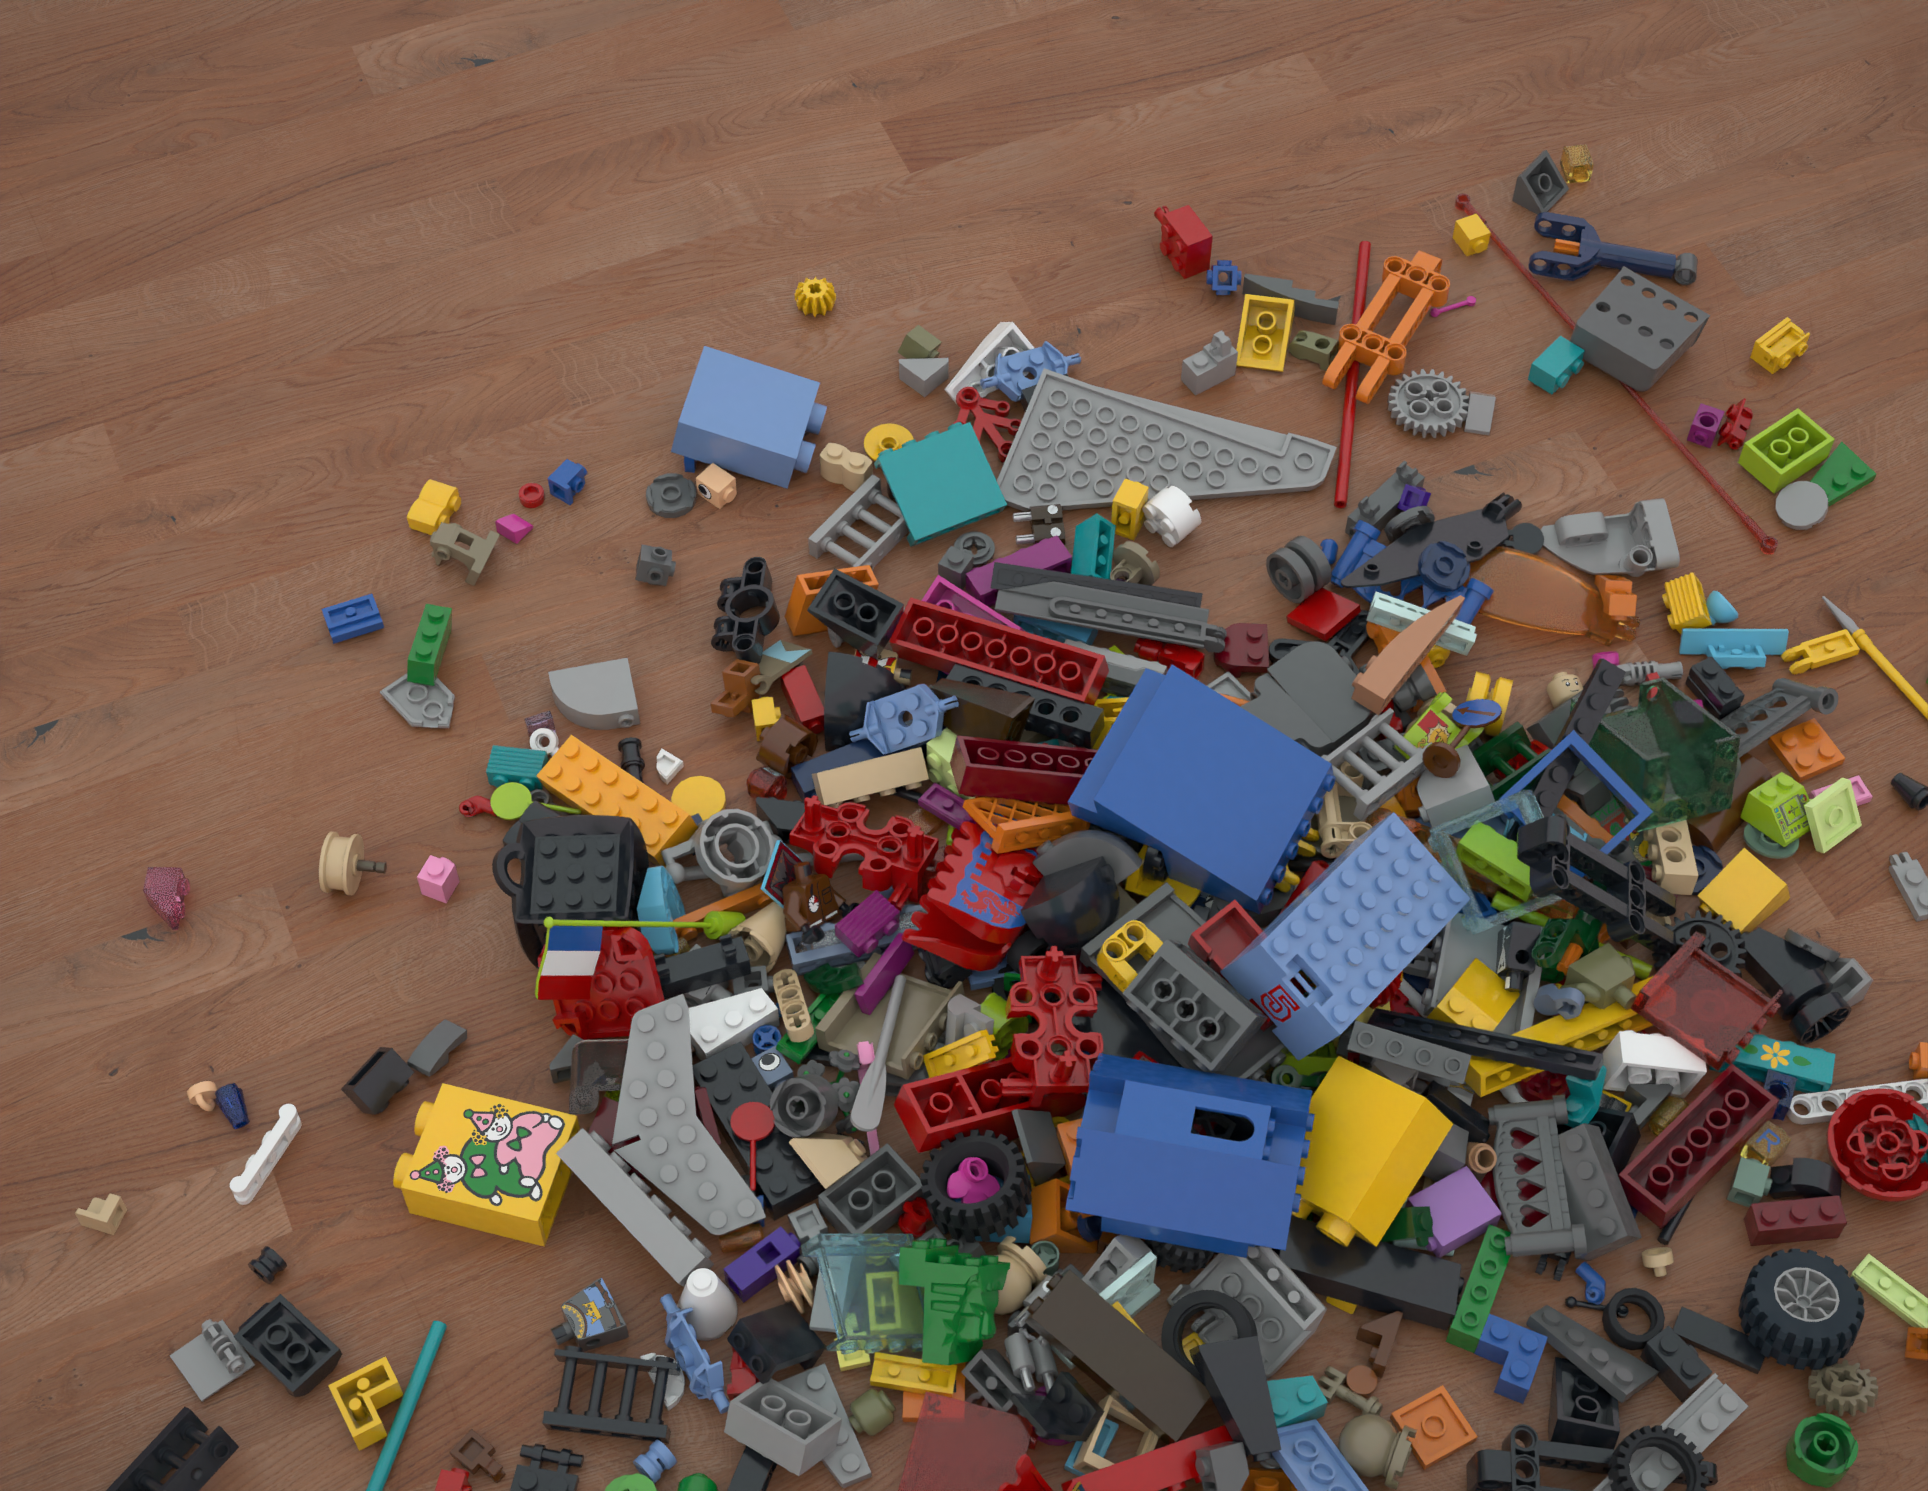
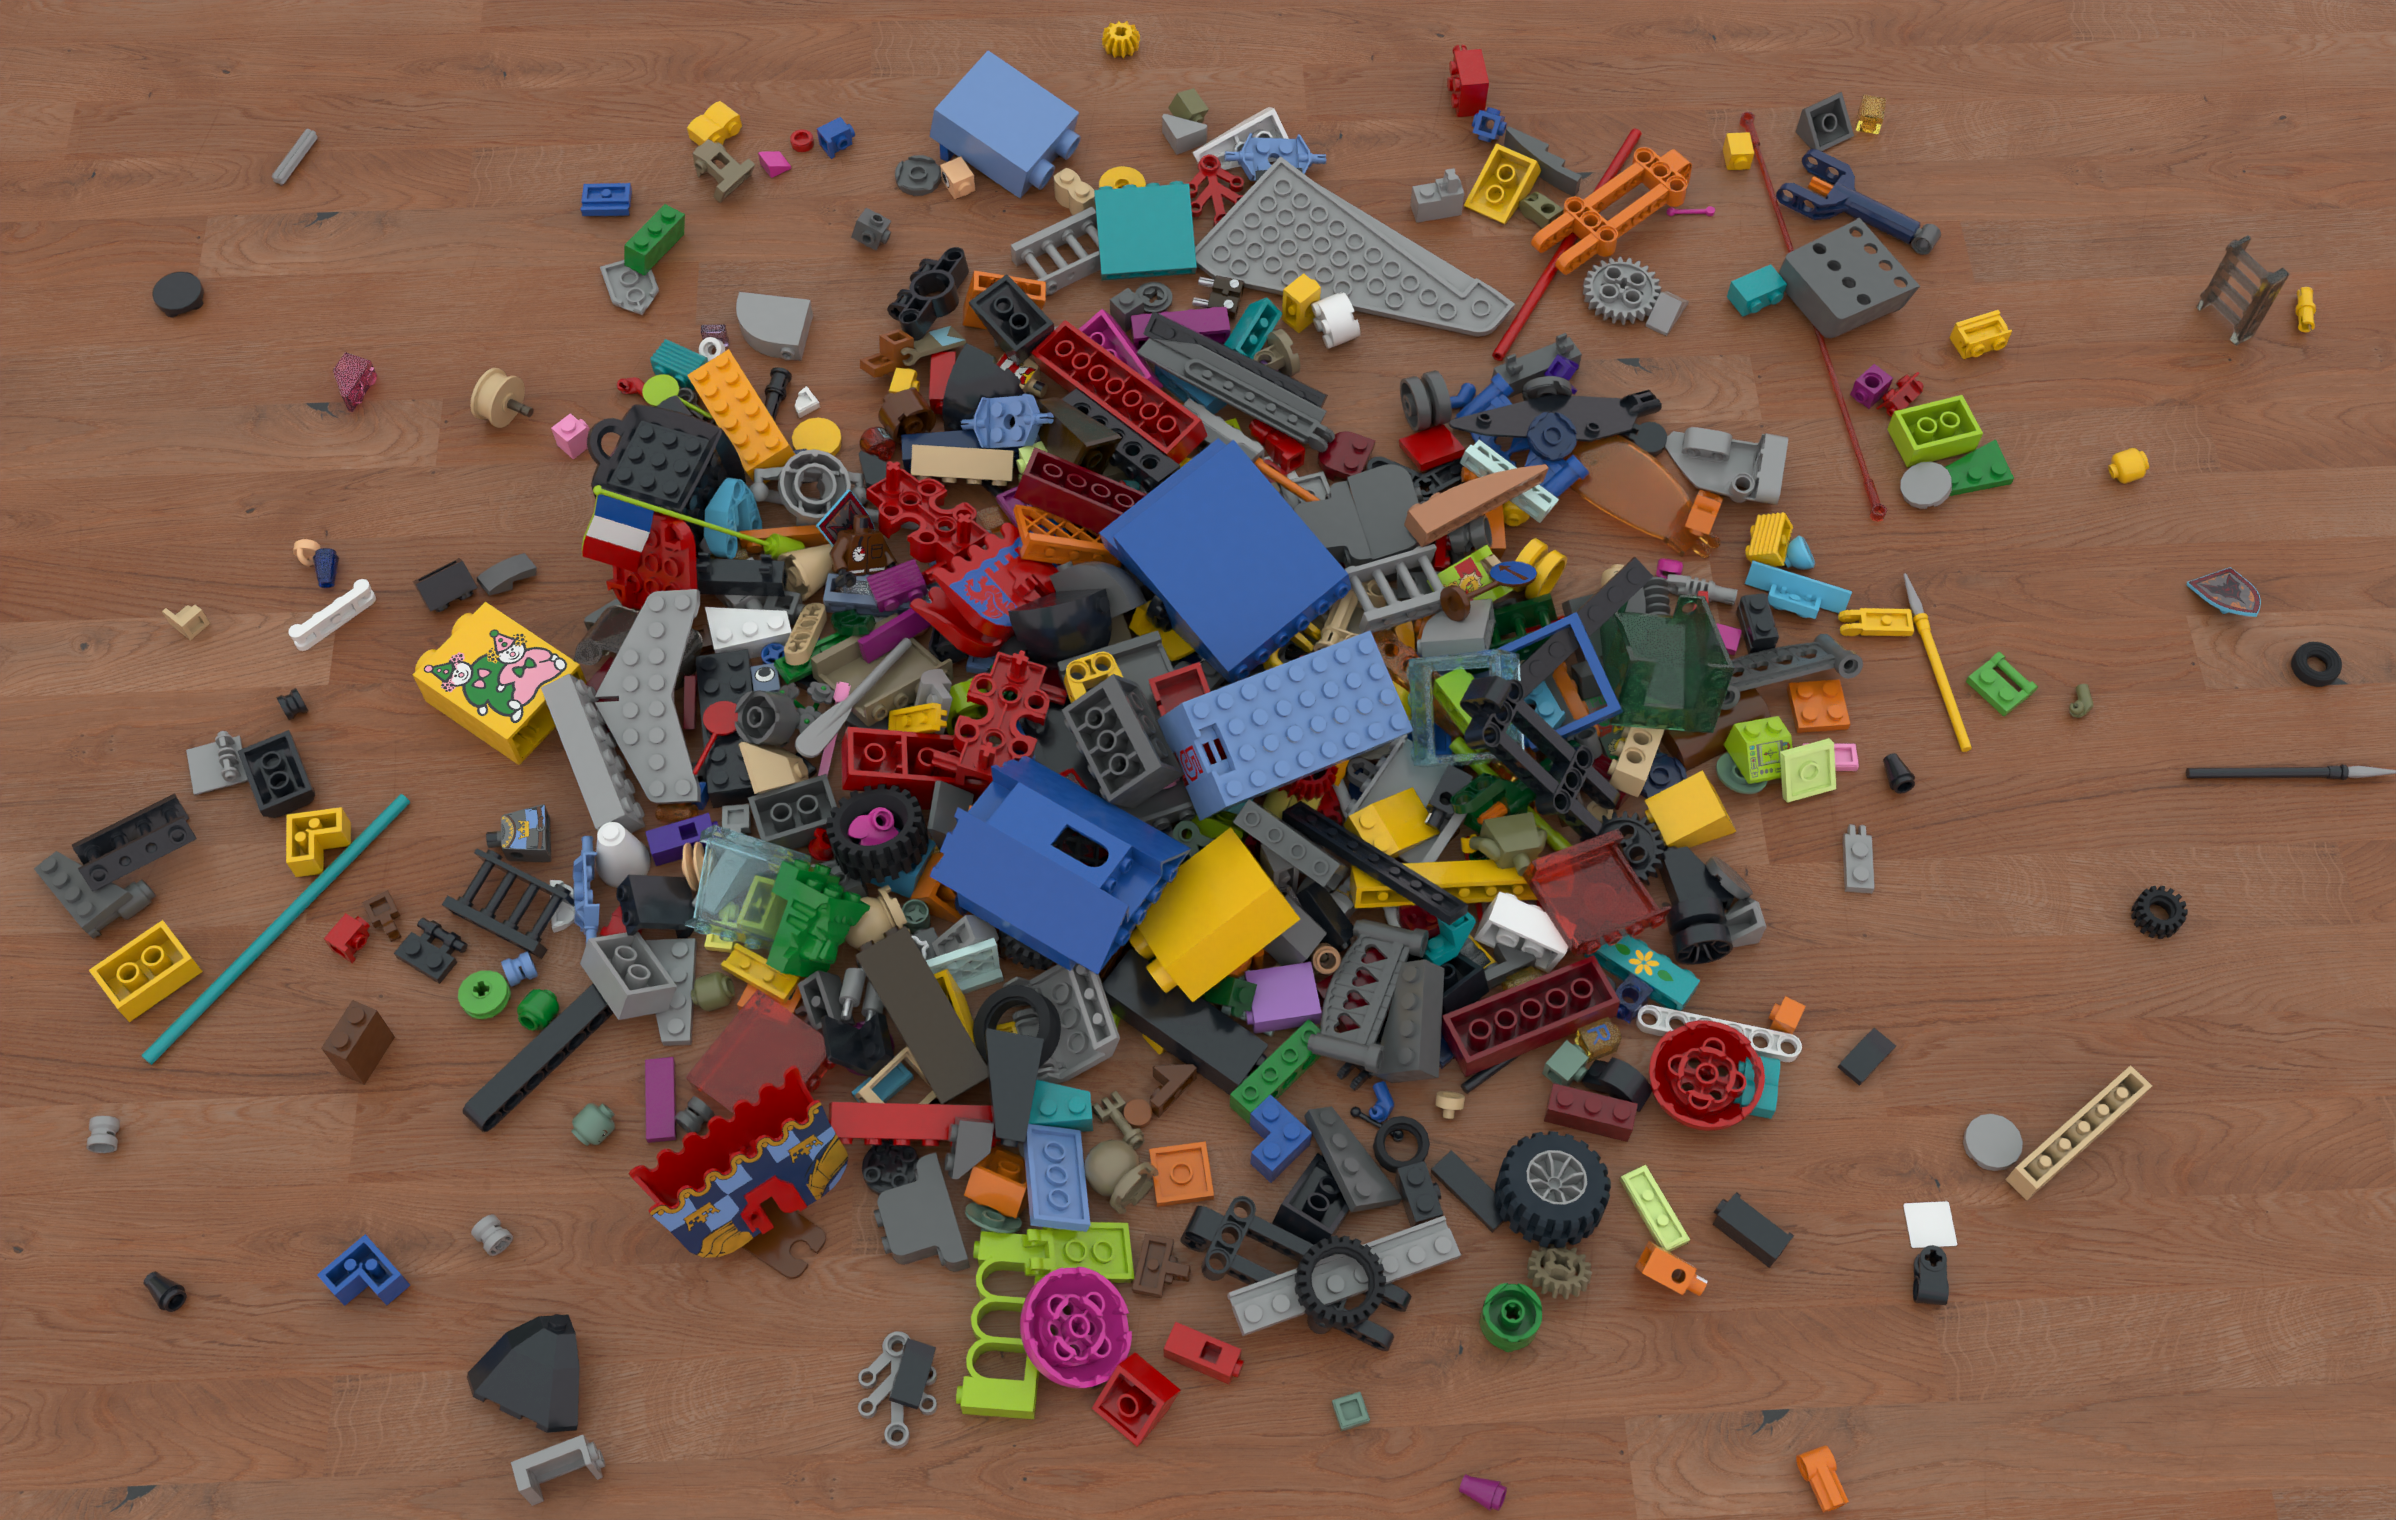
camera: 20 degrees right, 5 degrees up
(1564, 1001) = (1462, 848): sand blue piece -> none

